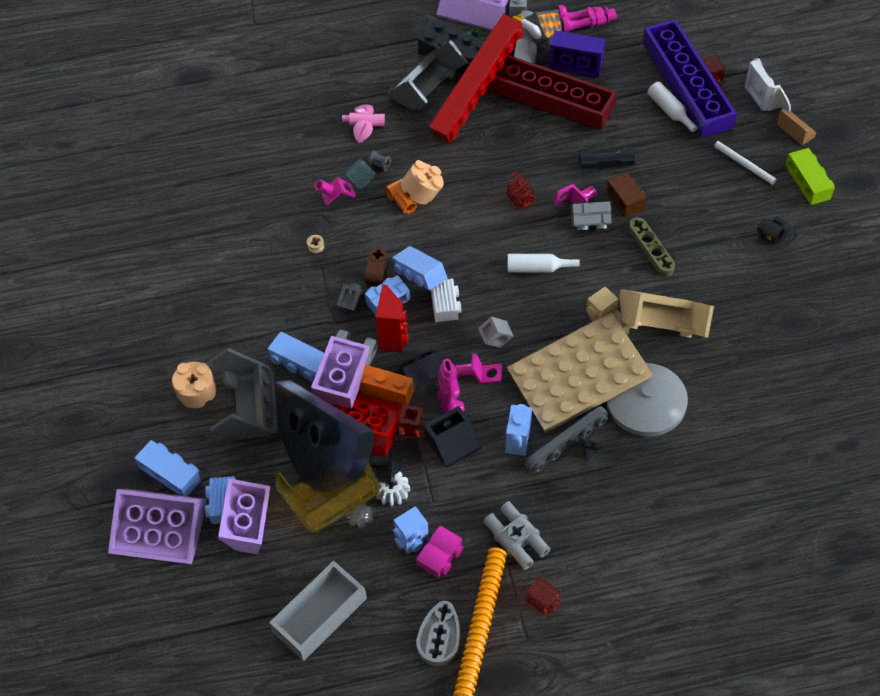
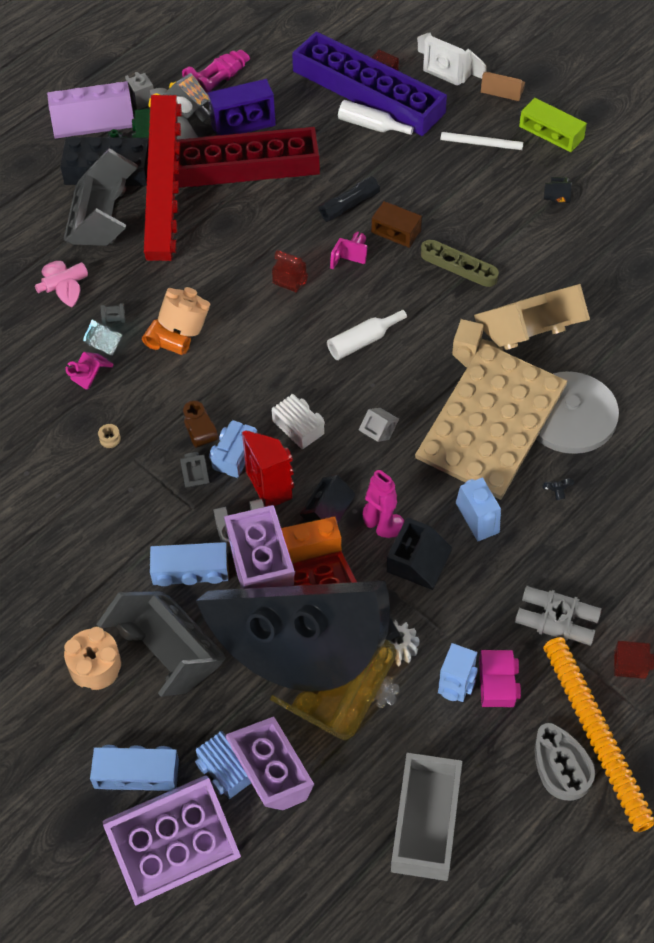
camera: 35 degrees left, 0 degrees up
(411, 420) = (364, 561): clear red brick -> none
(419, 268) = (250, 400): light blue brick -> none
(479, 371) = (391, 470): dark pink bracket -> none
(553, 449) = (526, 511): dark grey piece -> none
(591, 214) = (379, 260): light grey brick -> none

